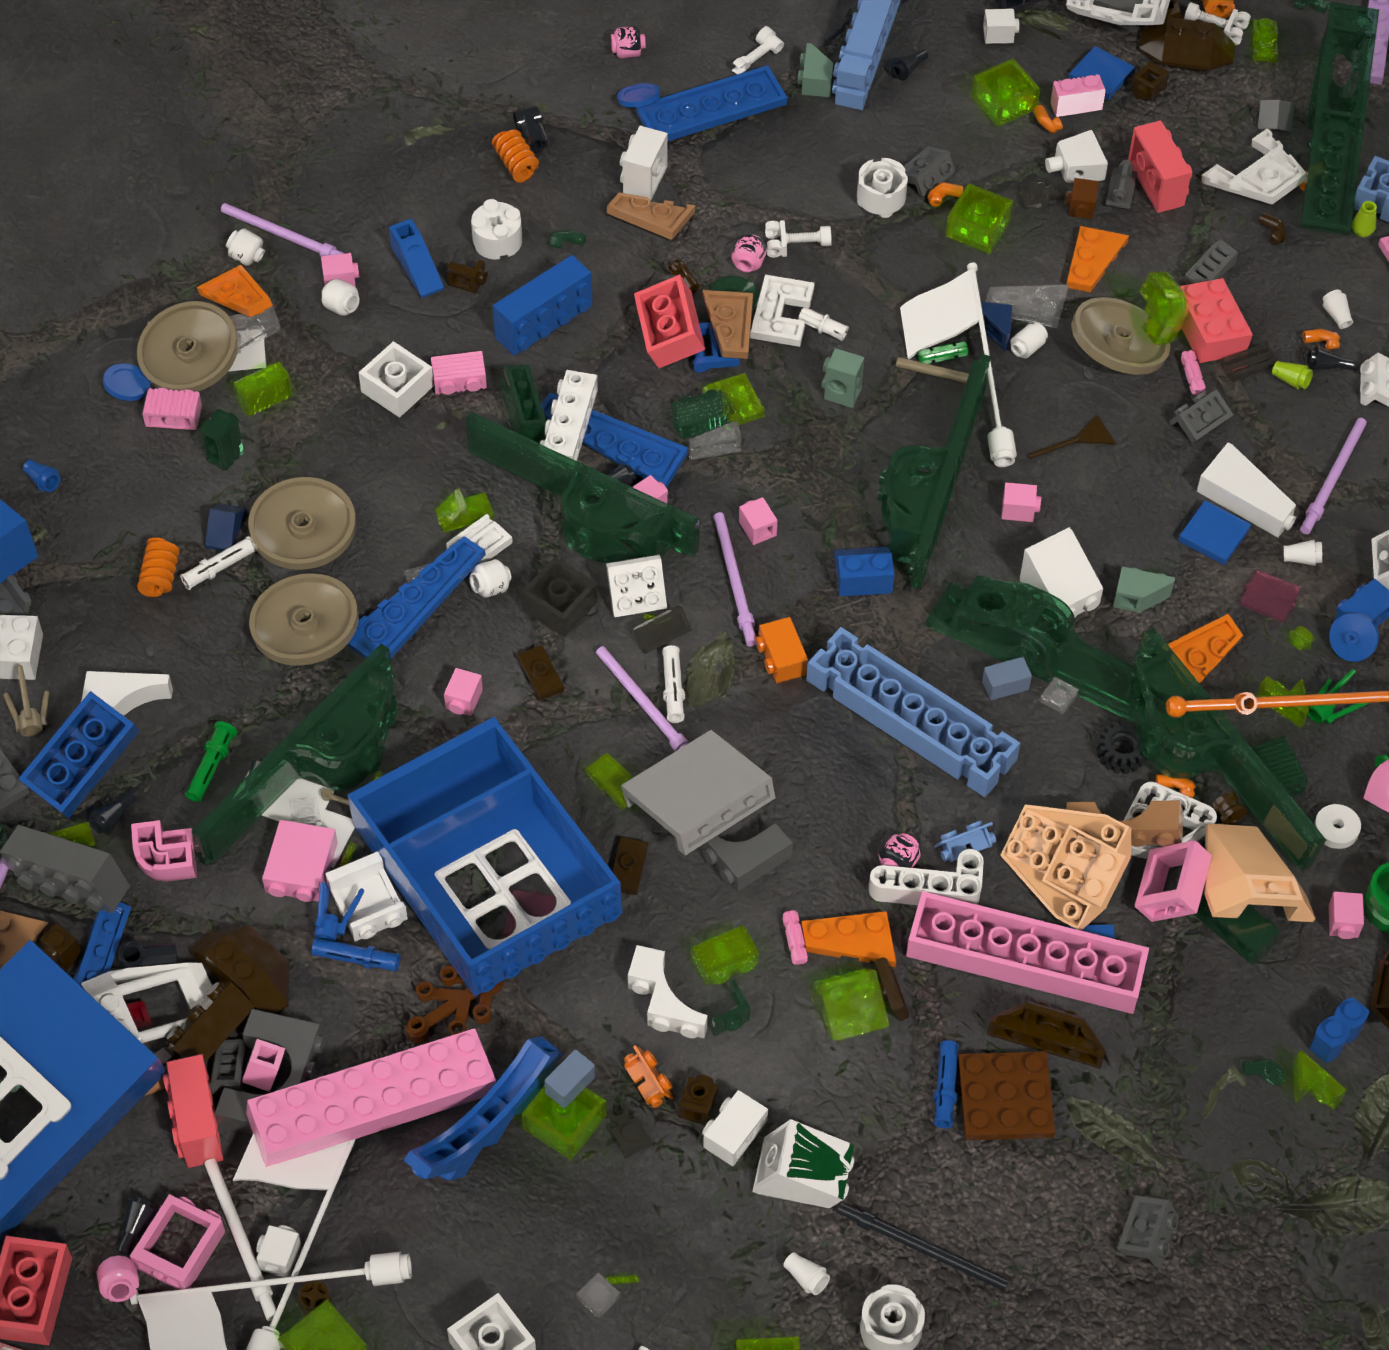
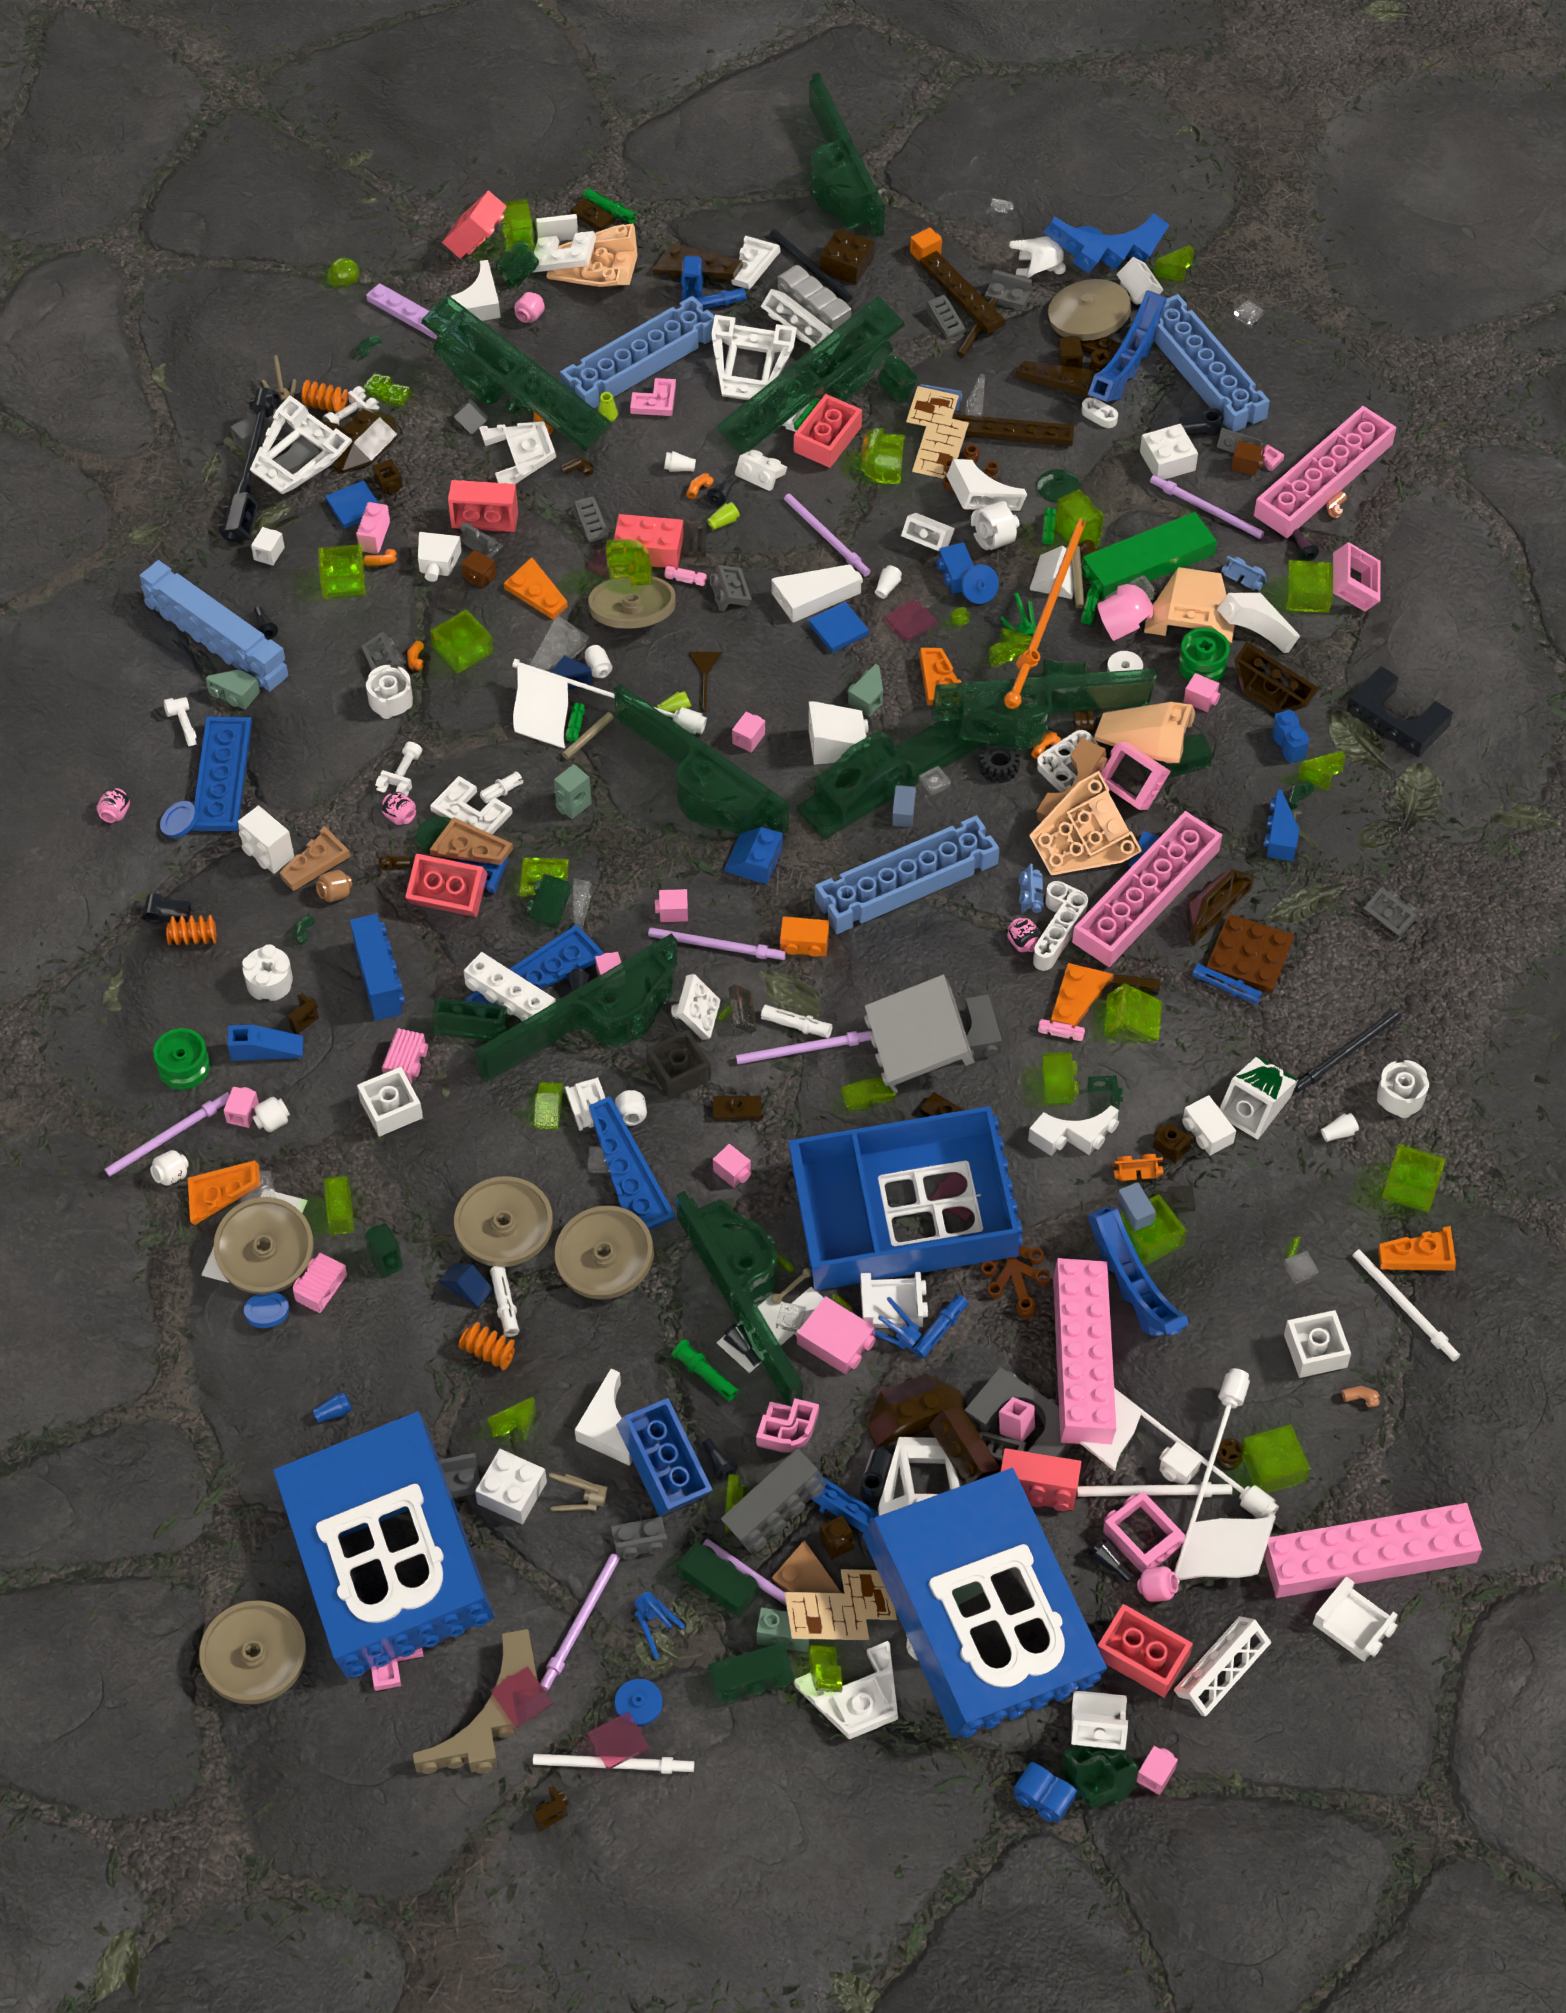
camera: 65 degrees left, 0 degrees up
(87, 624) = (517, 1416): none -> clear neon green slope
(365, 204) = (181, 1059): none -> green wheel
(627, 239) = (333, 886): none -> medium nougat head
(1022, 427) = (675, 702): none -> lime cone
(1192, 1070) = (1284, 830): none -> blue slope

